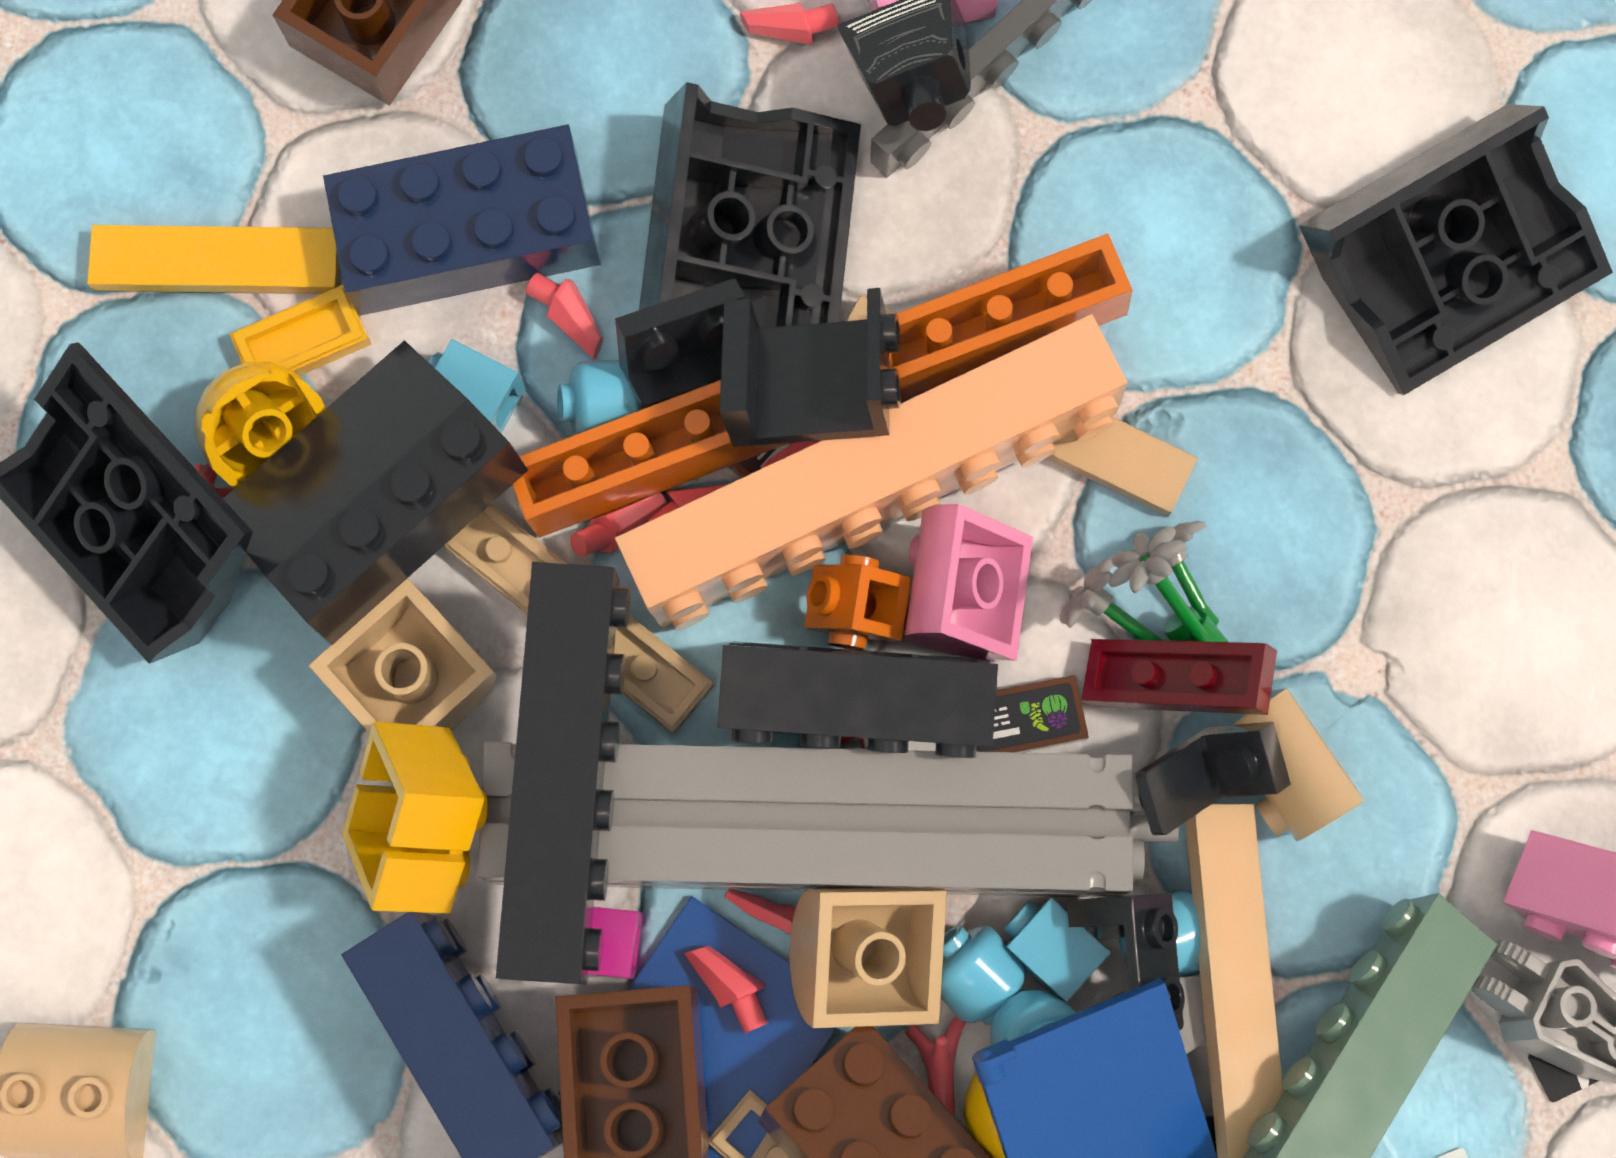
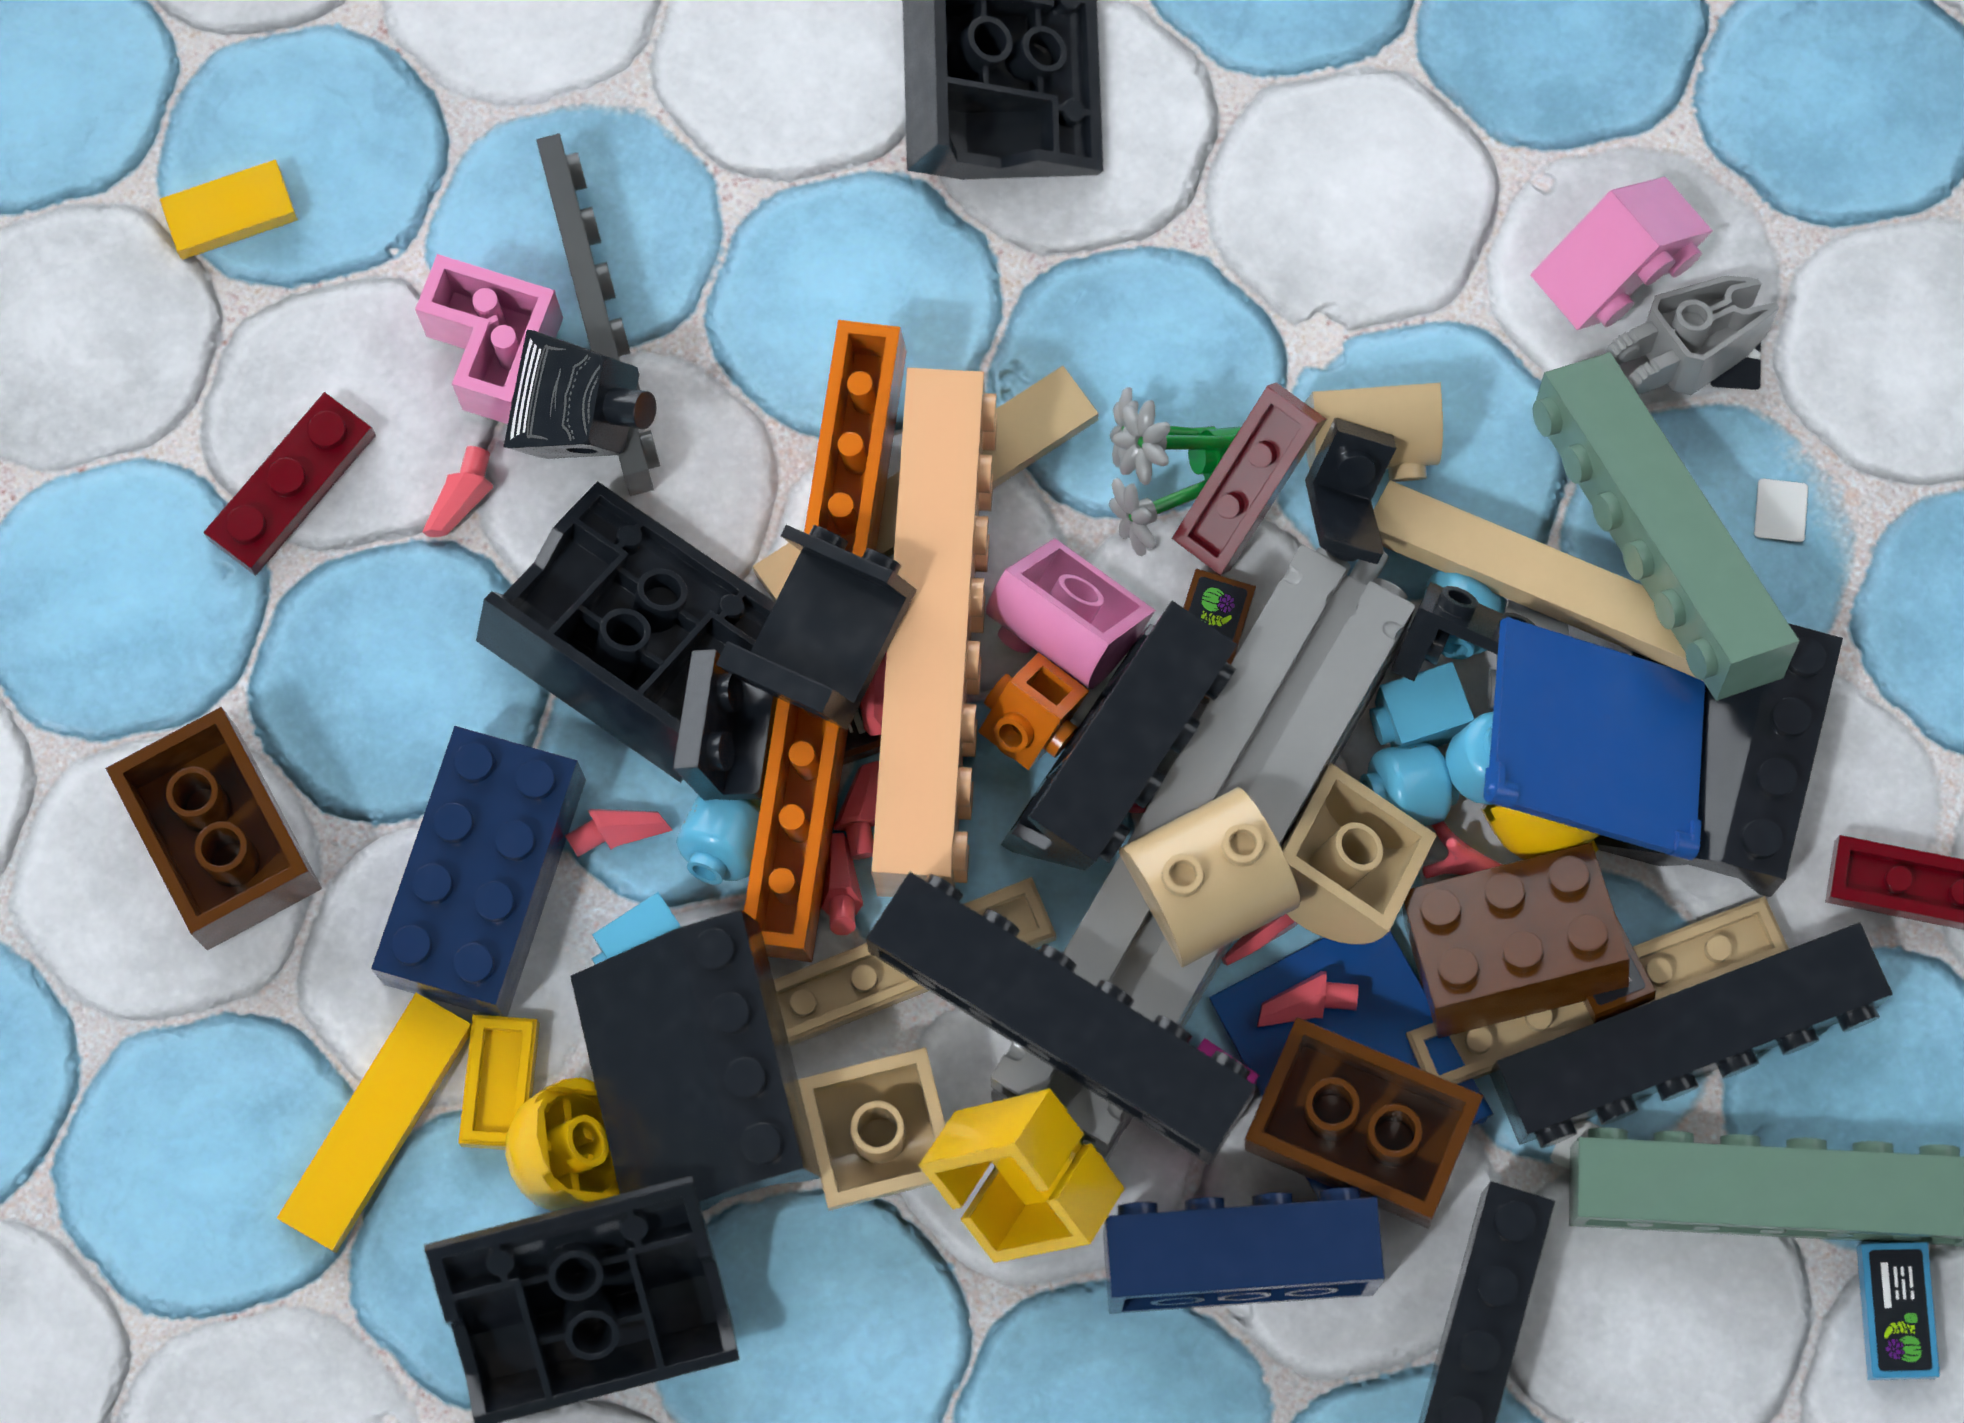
camera: 60 degrees left, 5 degrees down
(765, 836) = (1212, 875): none -> tan brick

